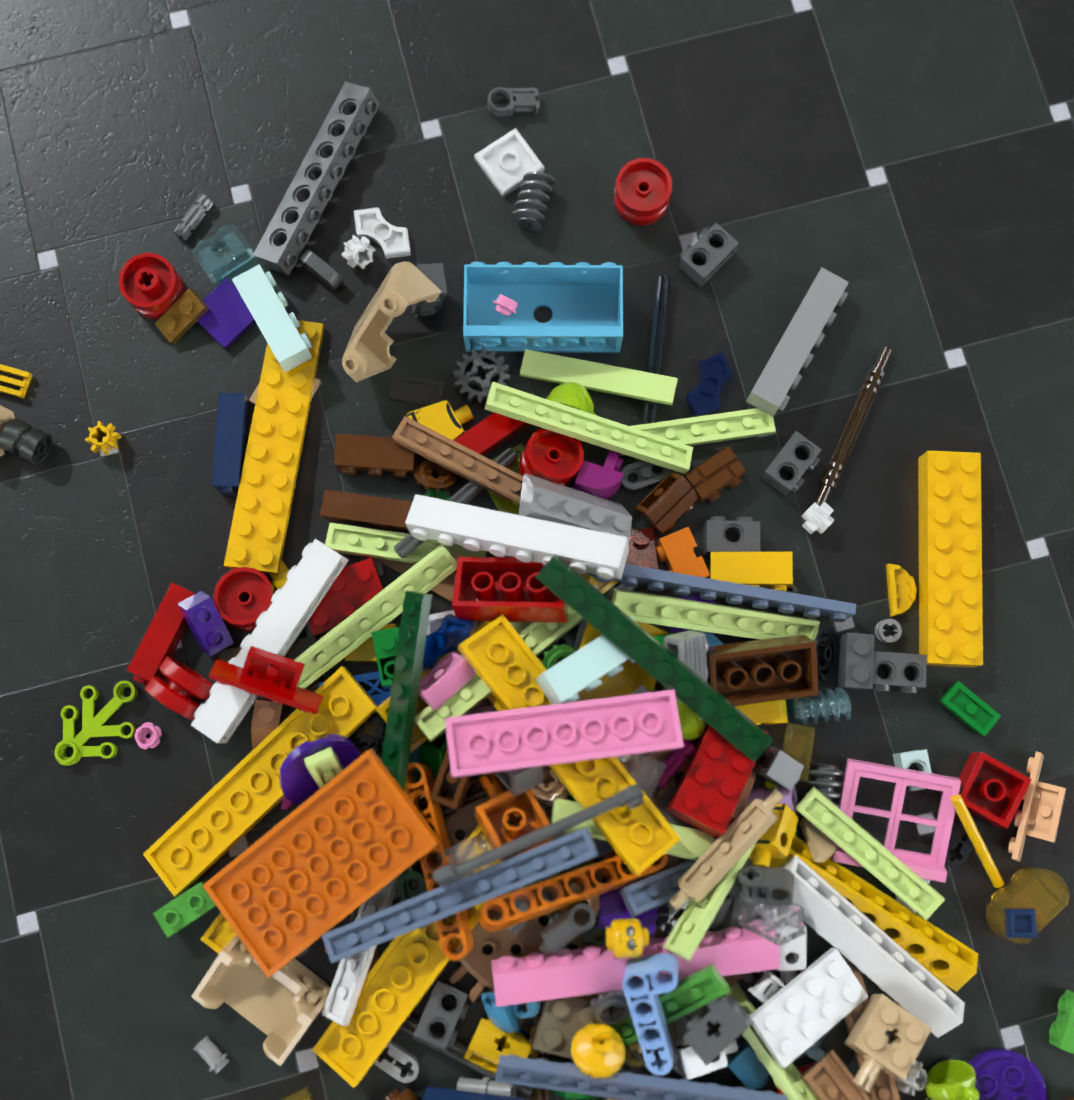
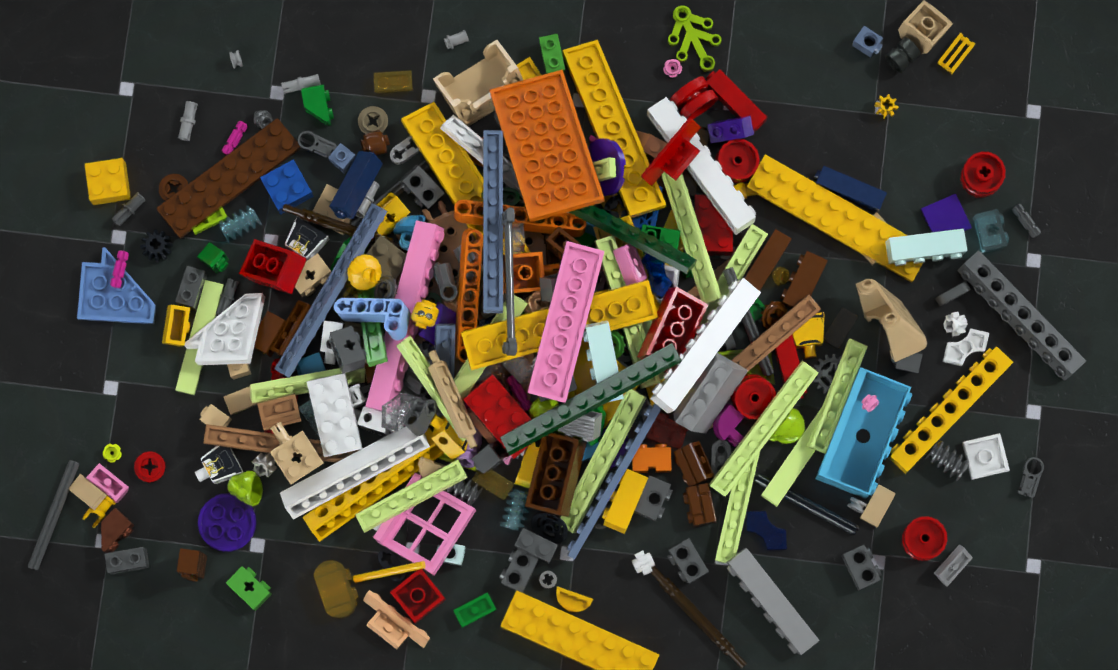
camera: 115 degrees right, 0 degrees up
(27, 503) = (863, 35): none -> sand blue brick
(182, 316) = (954, 187): pearl gold plate -> none
(378, 487) = (780, 275): none -> clear yellow plate
(391, 181) = (999, 362): none -> yellow brick
(508, 356) = (837, 396): none -> yellowish green tile
(633, 288) = (856, 505): none -> light grey bush
(634, 264) = (877, 506): none -> tan tile
(651, 148) = (953, 565): none -> light grey plate
(1020, 922) = (328, 575): dark blue tile -> none

